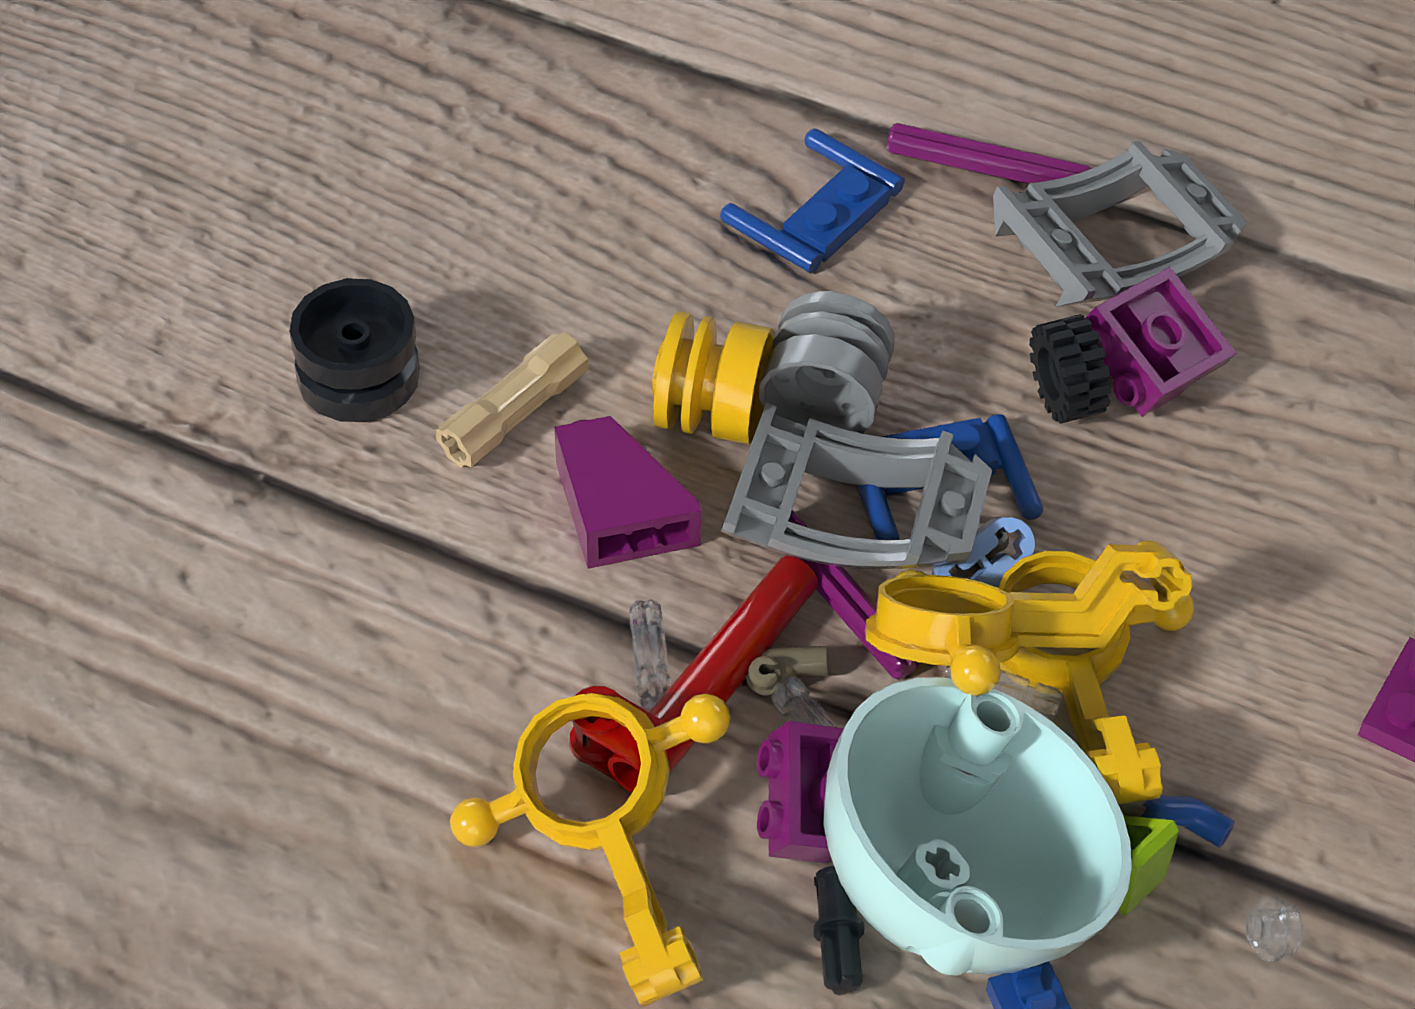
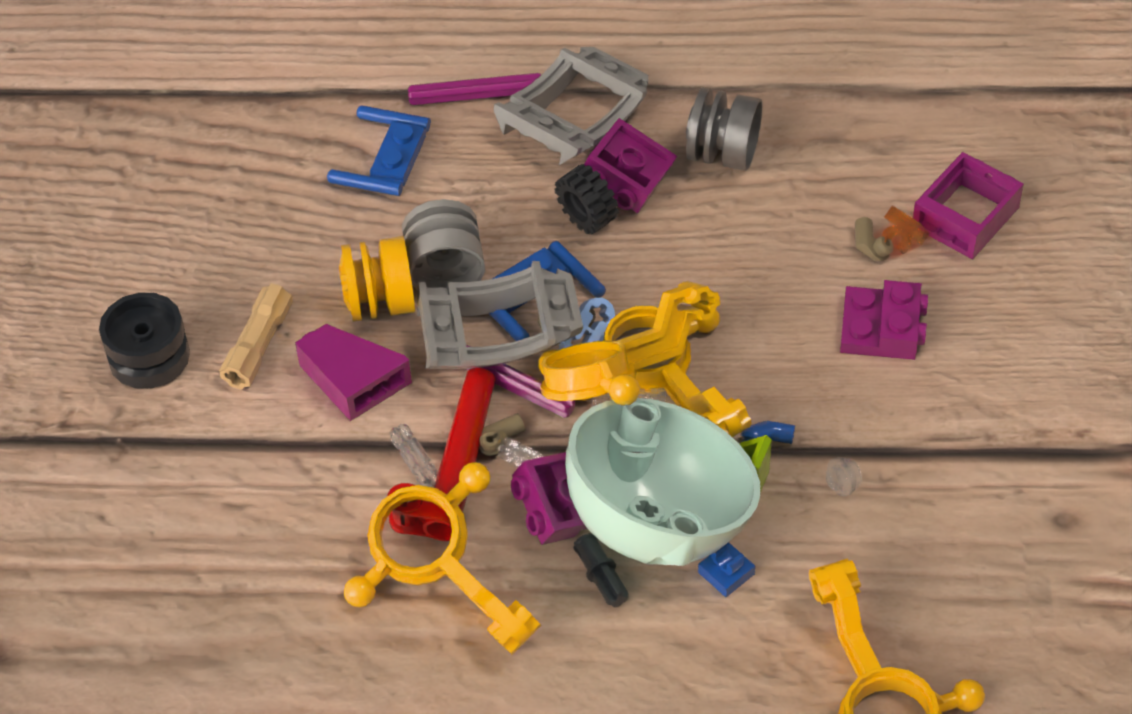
camera: 20 degrees left, 0 degrees up
(1322, 336) = (716, 128): none -> flat silver wheel

